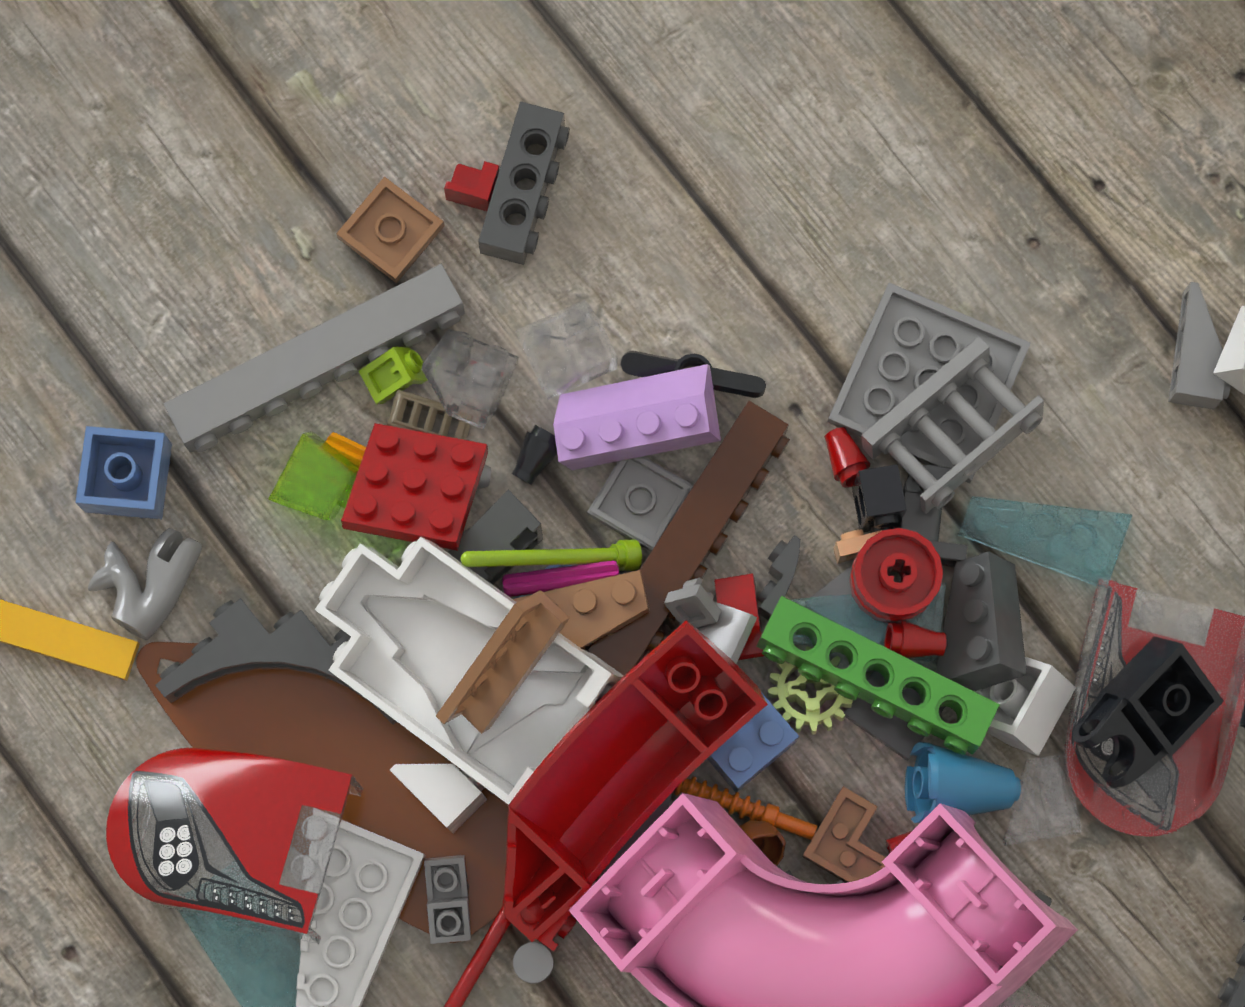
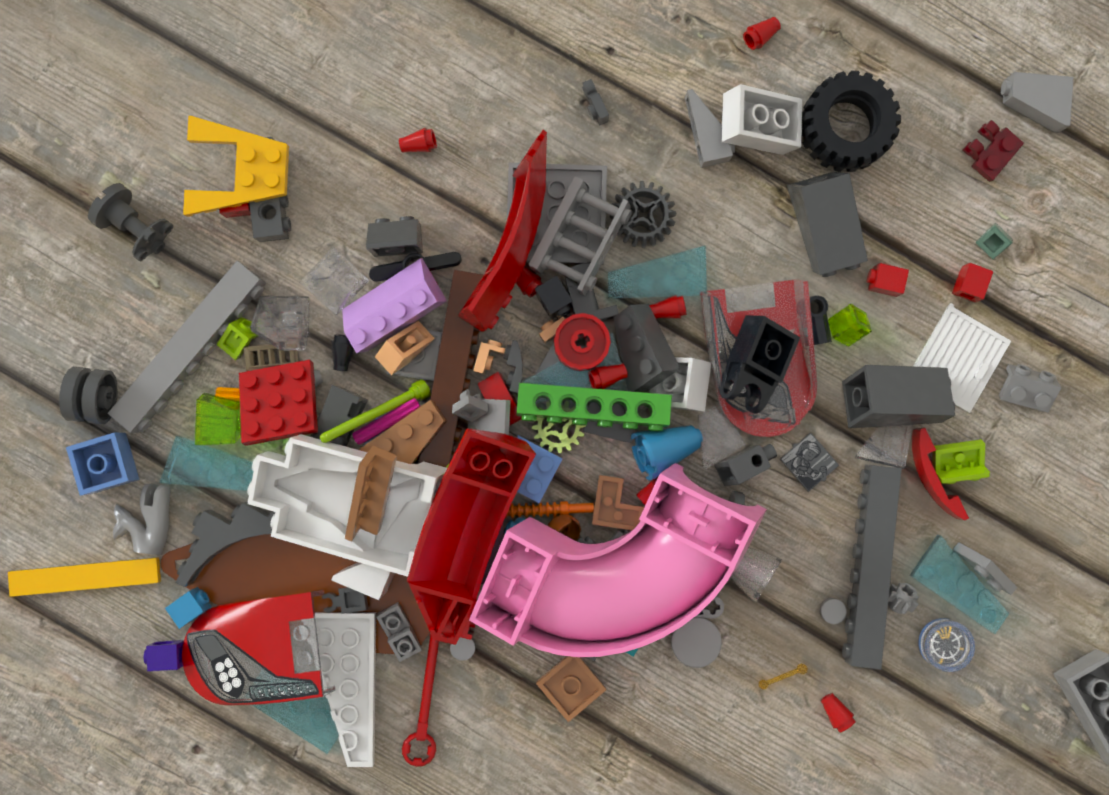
camera: 20 degrees left, 10 degrees up
(87, 788) = (163, 655): none -> dark purple brick
(148, 367) = (88, 395): none -> dark grey wheel
(155, 732) = (188, 607): none -> dark azure brick
(266, 539) = (205, 467): none -> clear light blue wing
(300, 128) = (115, 210): none -> dark grey piece
(390, 229) = (199, 250): medium nougat plate -> none
(396, 819) = (348, 600): none -> dark grey plate
(527, 150) = (259, 169): none -> yellow wing
(629, 482) = (404, 347): none -> light nougat slope
(680, 322) = (394, 237): none -> dark grey slope
(739, 549) = (484, 360): none -> light nougat bracket
(769, 202) = (419, 141): none -> red cone
(853, 397) = (515, 243): none -> red slope
(1044, 584) = (669, 308): none -> red cone
(1048, 255) = (597, 108): none -> dark grey plate
(1060, 449) = (649, 224): none -> dark grey gear
(1069, 858) = (745, 464): none -> dark grey torso
(1168, 900) = (809, 462): none -> piece

